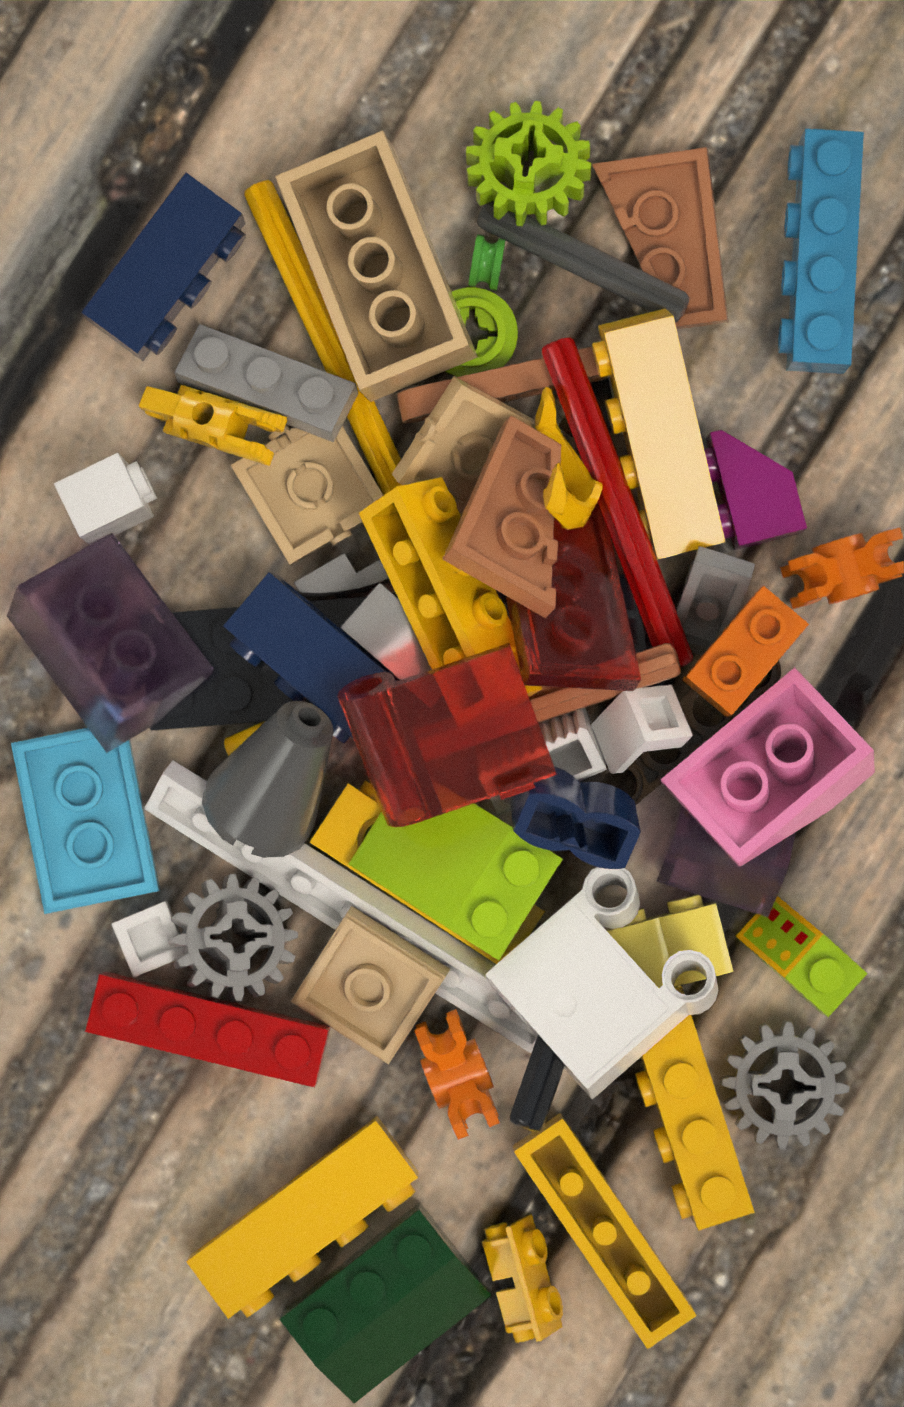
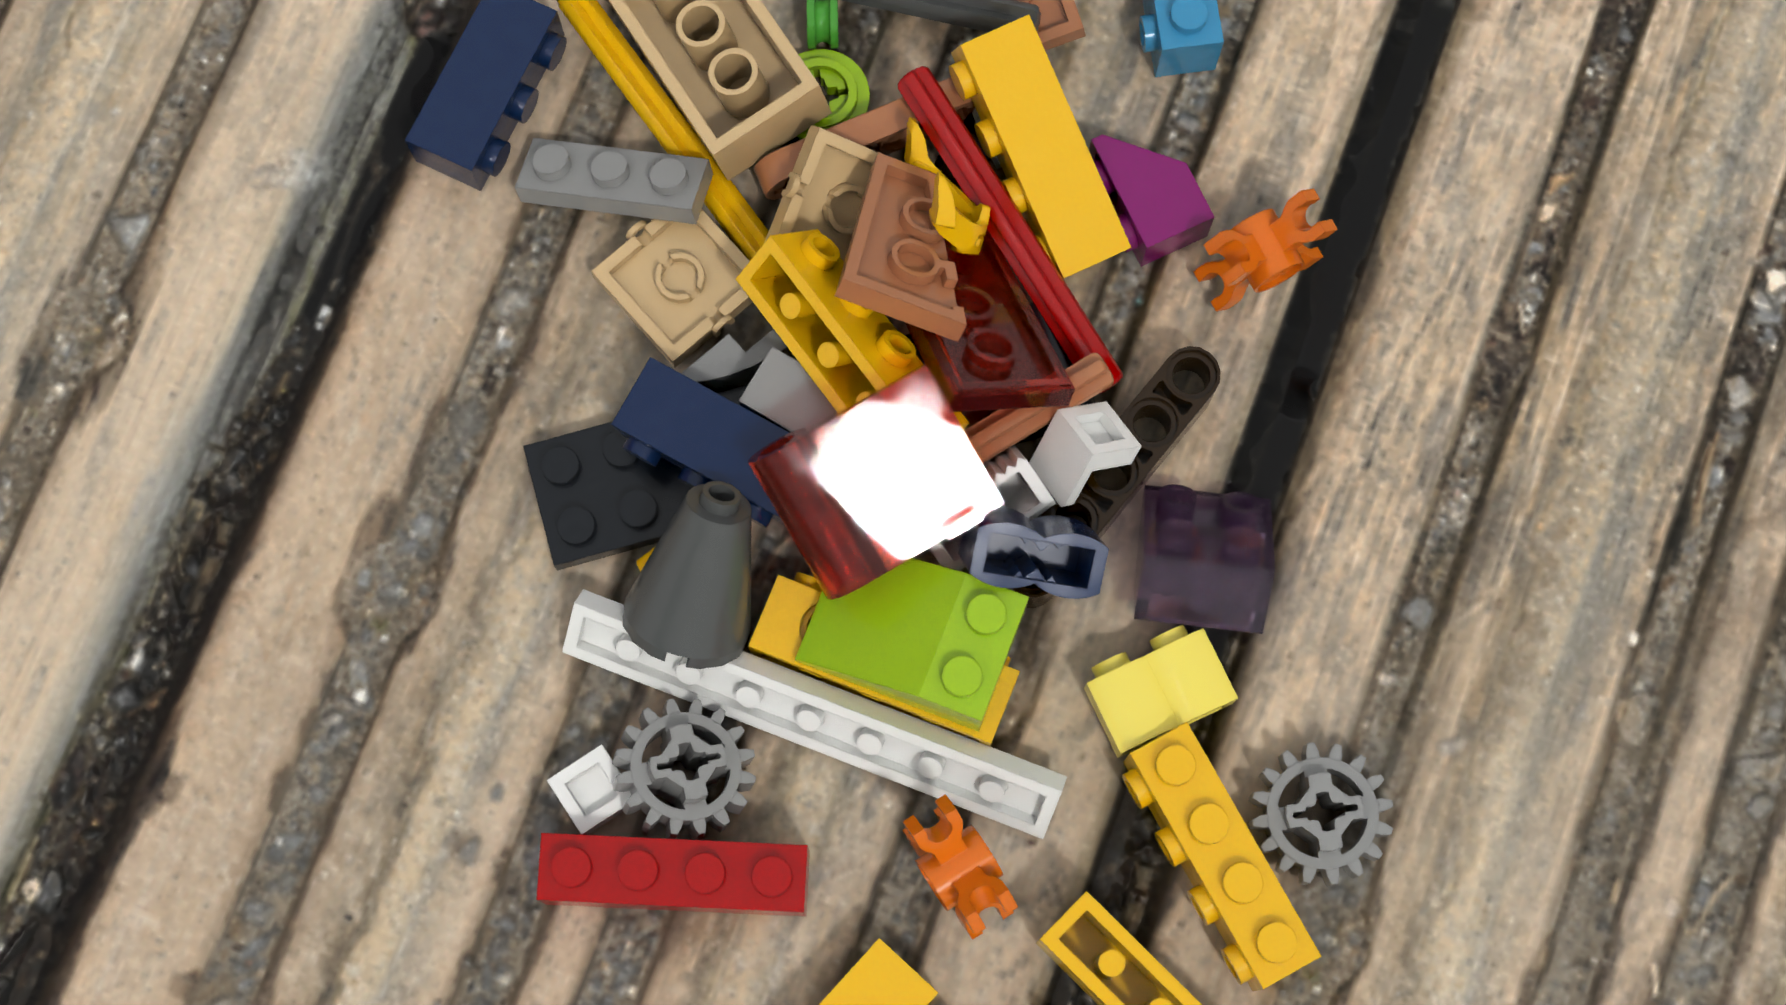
camera: 15 degrees left, 10 degrees down
(84, 820) = (499, 674): medium azure tile -> none
(106, 498) = (464, 323): white brick -> none
(108, 641) = (490, 475): clear purple slope -> none
(212, 420) = (564, 228): yellow hinge -> none
(370, 985) = (844, 792): tan plate -> none
(590, 997) = (1089, 746): white piece -> none
(711, 596) = (1131, 310): light grey slope -> none
(745, 651) = (1178, 347): orange brick -> none
(771, 769) = (1235, 467): bright pink slope -> none
(802, 956) = (1309, 671): lime slope -> none

